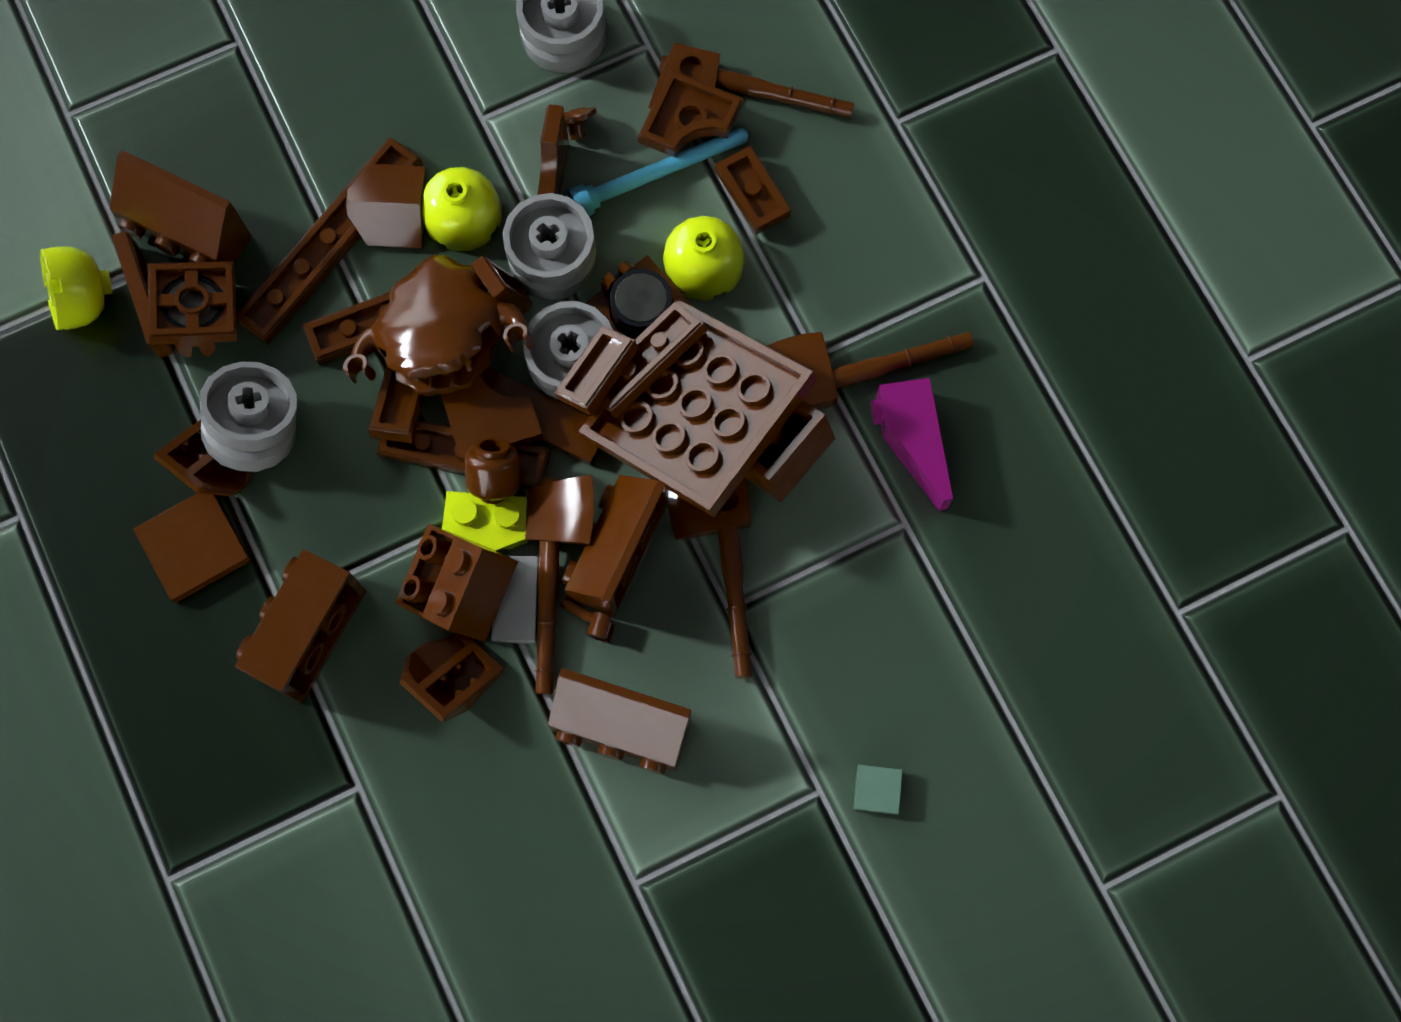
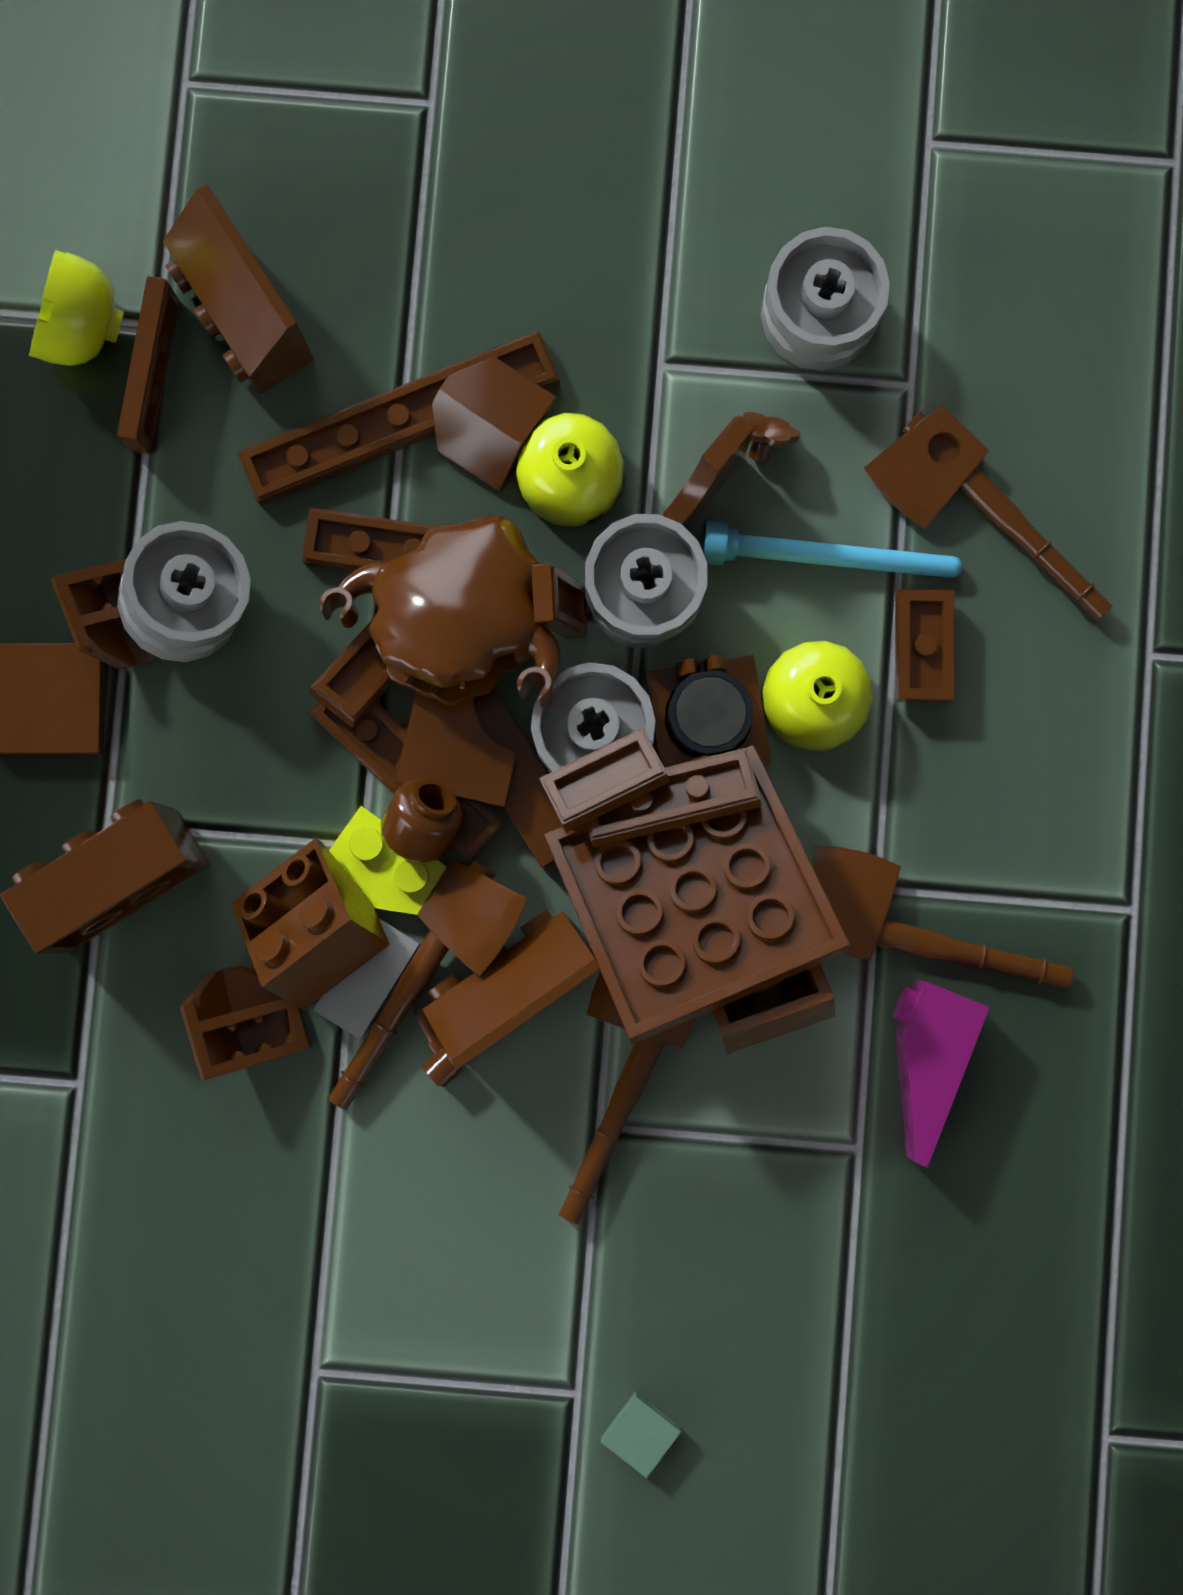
camera: 30 degrees right, 10 degrees up
(192, 305) = (193, 416): reddish brown piece -> none
(618, 721) = (398, 1196): slope -> none
(688, 111) = (906, 505): reddish brown tile -> none

